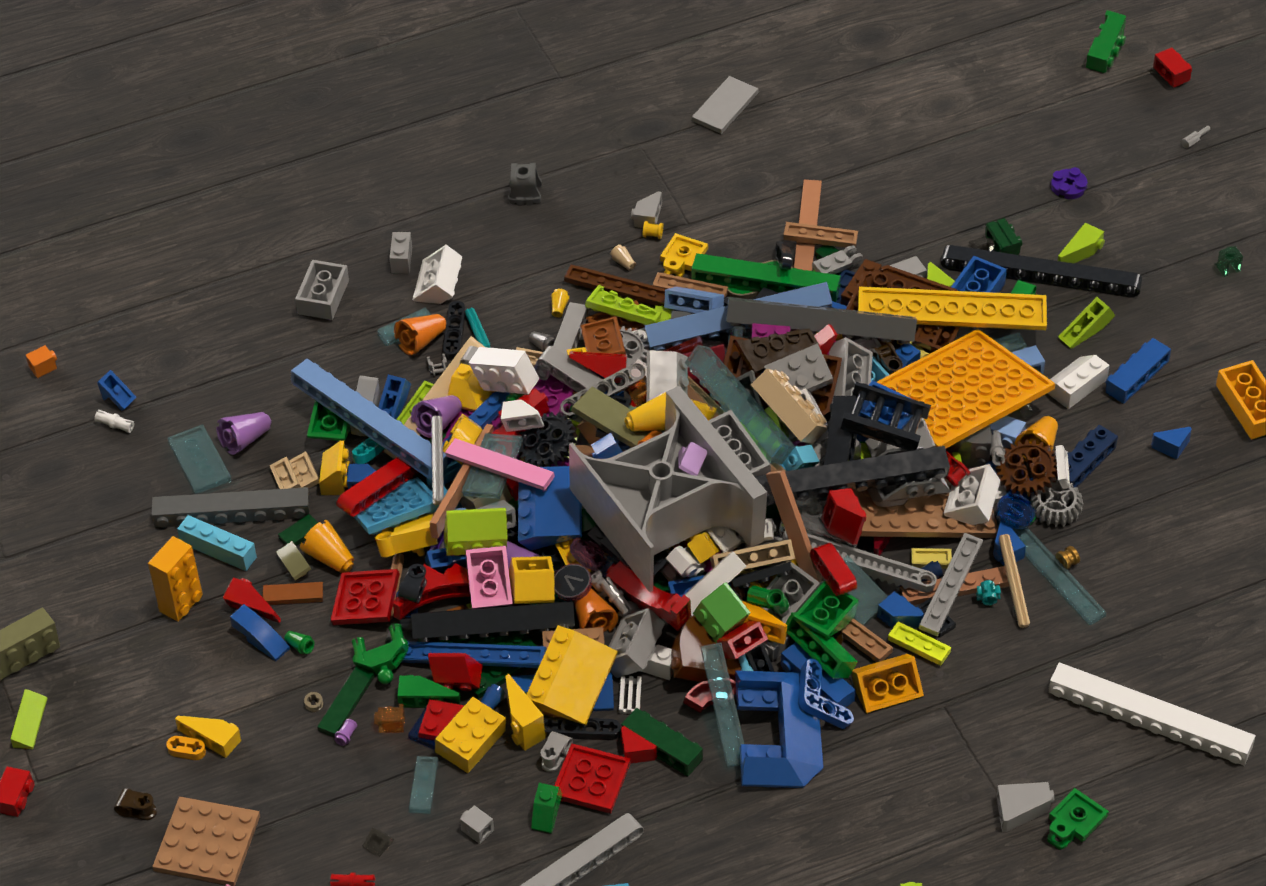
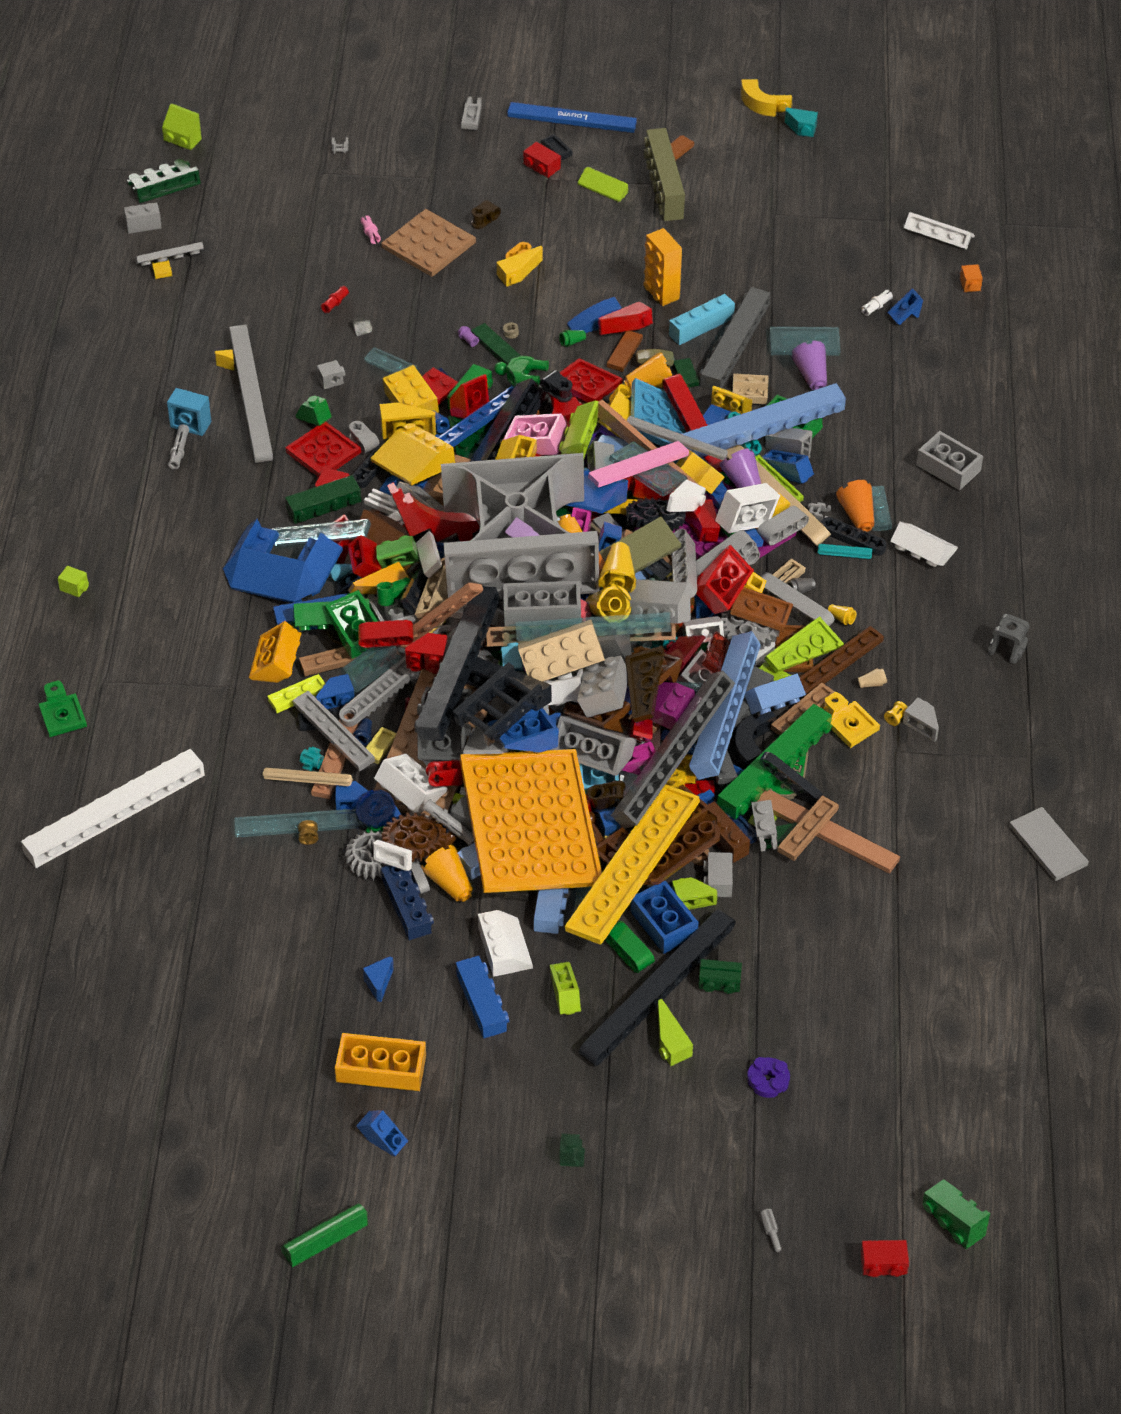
camera: 115 degrees right, 0 degrees up
(390, 719) = (460, 361): clear orange brick -> none
(401, 252) = (969, 528): light grey brick -> none
(813, 703) = (284, 588): blue beam -> none
(1022, 803) = (100, 684): light grey slope -> none

